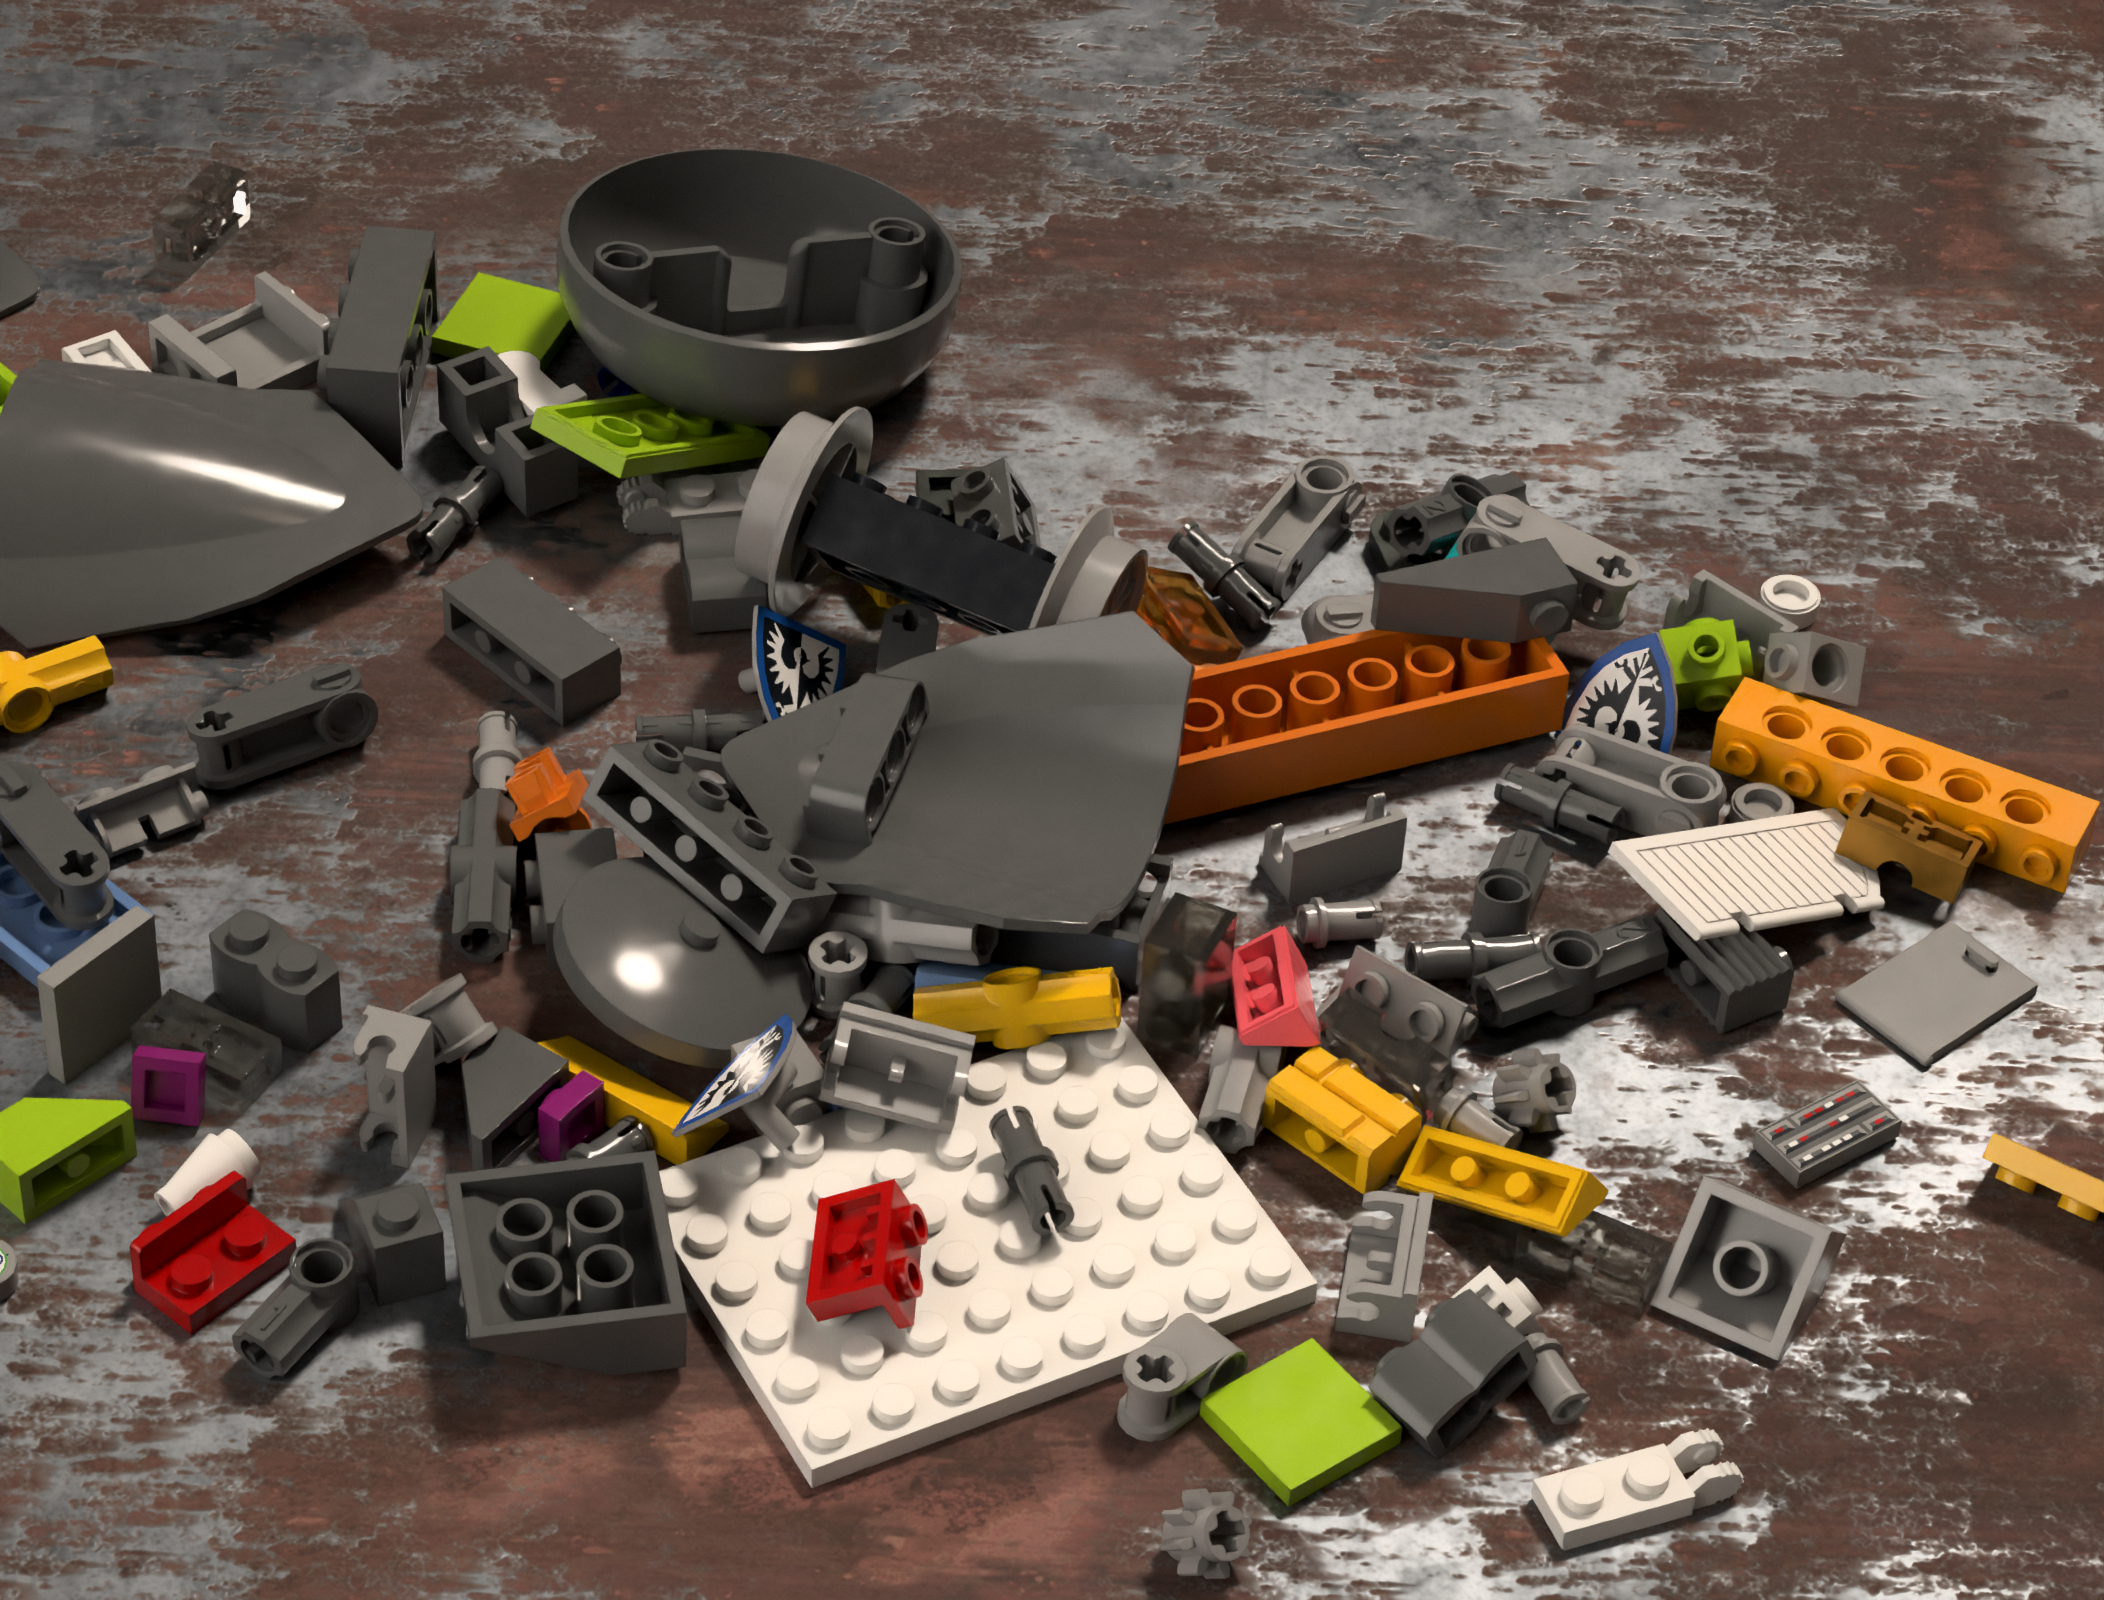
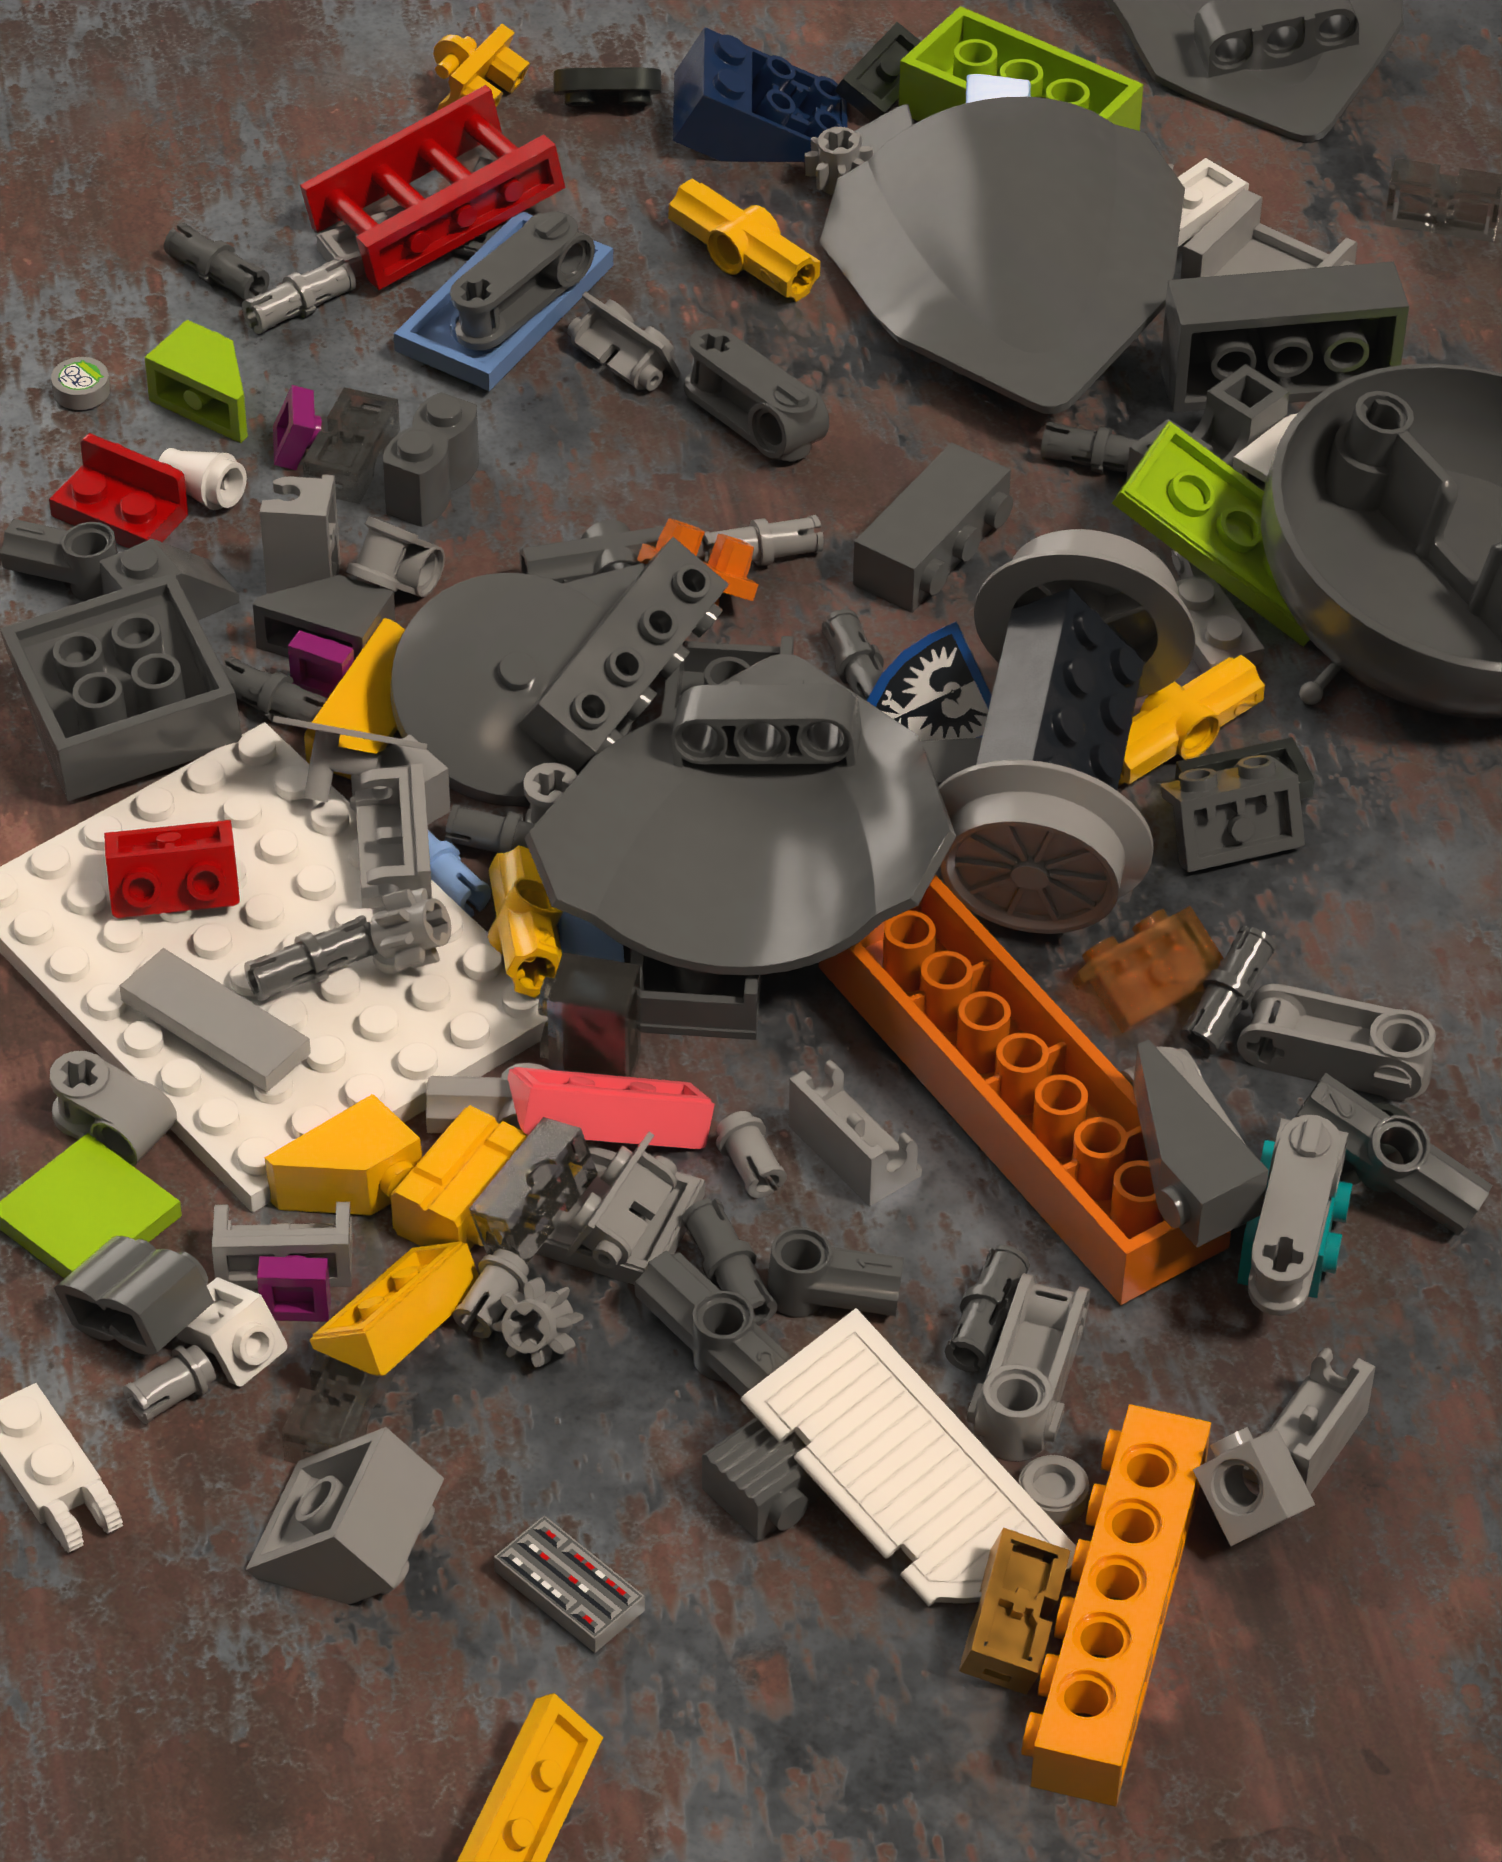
camera: 80 degrees right, 5 degrees up
(99, 993) = (360, 350): light grey tile -> none
(1031, 1075) = (410, 928): none -> light grey gear
(1092, 1260) = (215, 1019): none -> light grey tile
(1298, 1186) = (346, 1159): none -> yellow slope
(1449, 1258) = (295, 1287): none -> magenta plate
(1629, 695) = (1144, 1352): shield -> none
(1707, 662) = (1233, 1388): lime brick -> none
(1792, 599) = (1421, 1488): white tile -> none
(1937, 993) = (822, 1672): light grey container -> none

